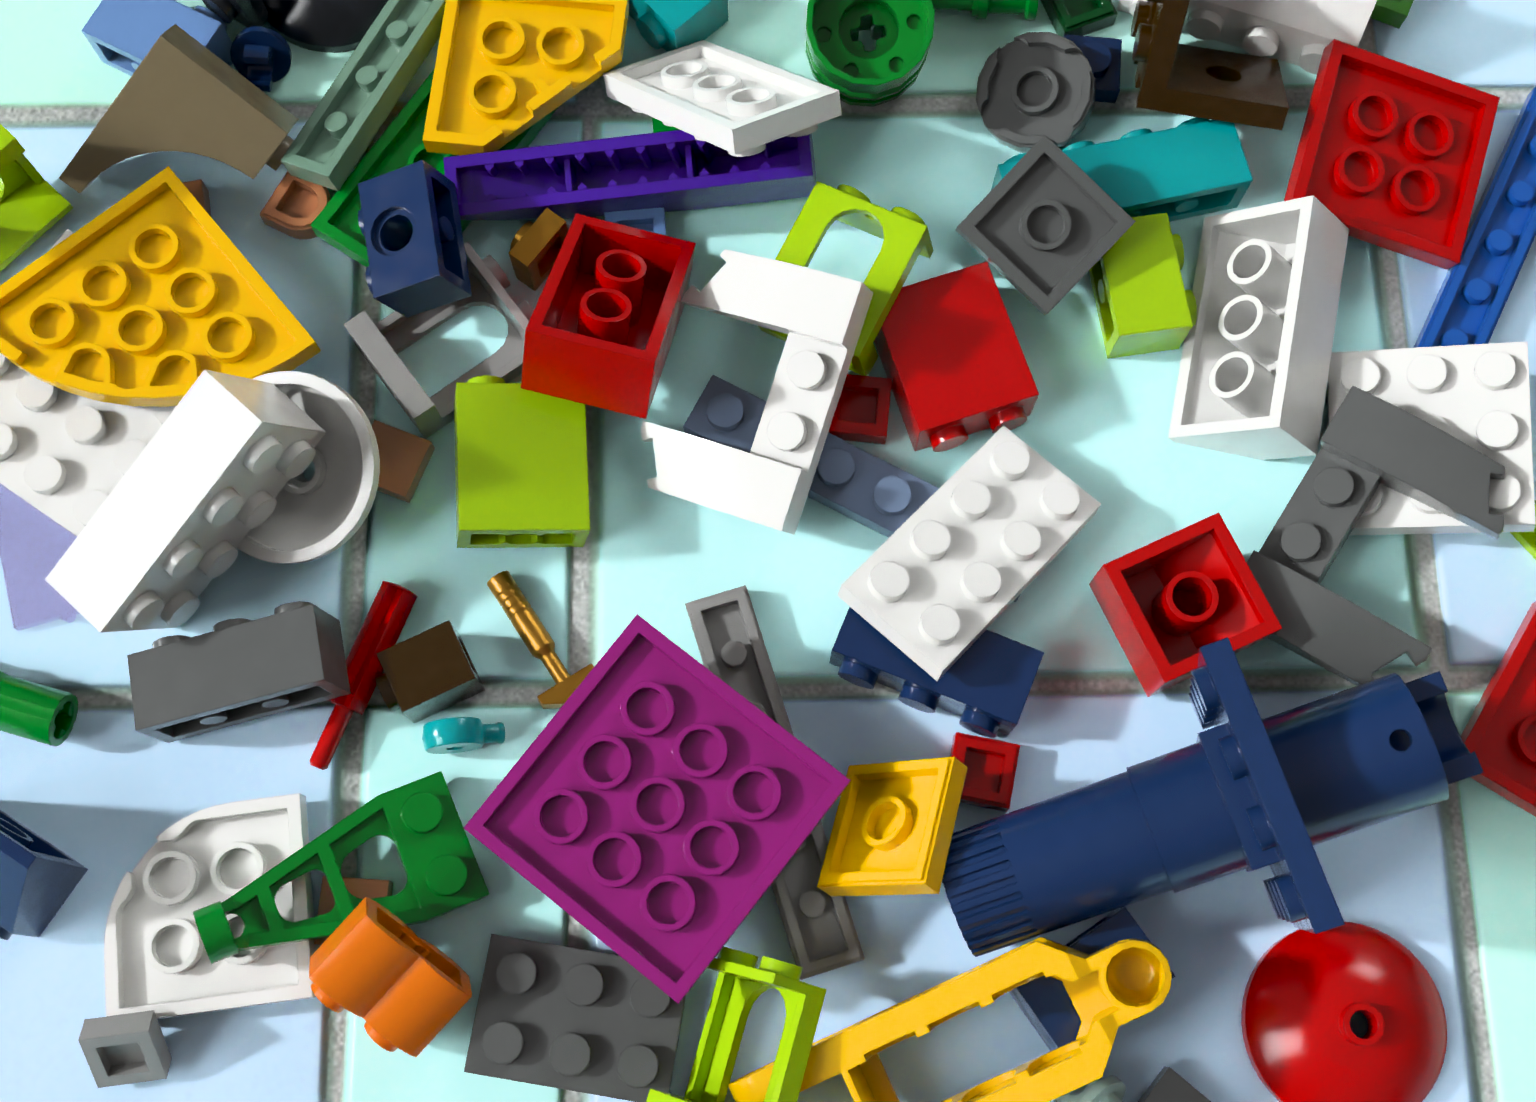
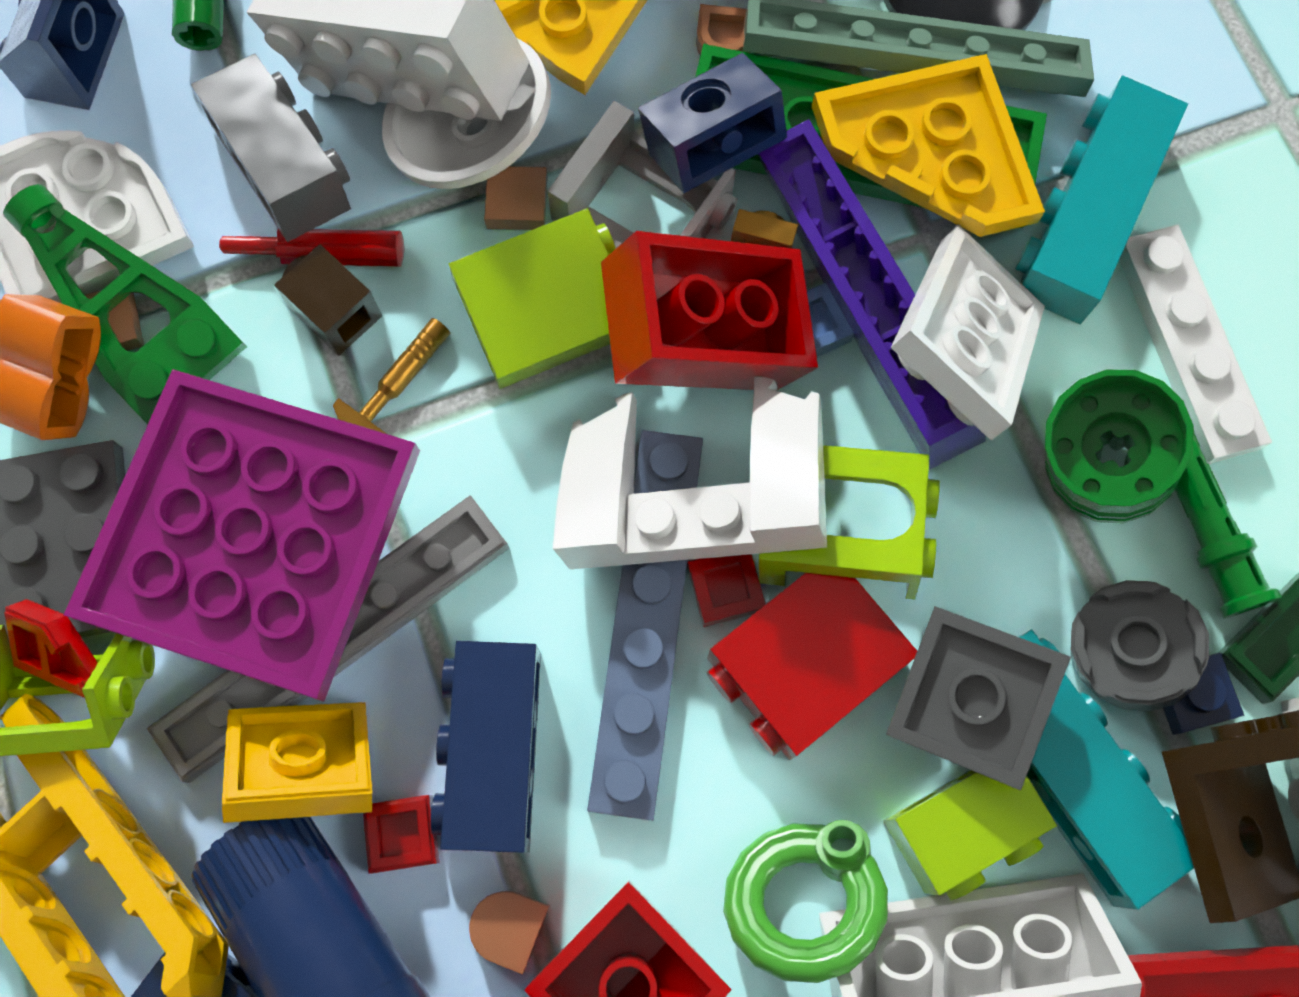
camera: 70 degrees right, 0 degrees up
(460, 735) = (282, 347): teal piece -> none
(701, 1035) = (48, 646): none -> red tile
(968, 552) = (605, 742): white plate -> none
(1096, 702) = (507, 928): none -> nougat tile
(1153, 387) = (826, 955): none -> bright green piece

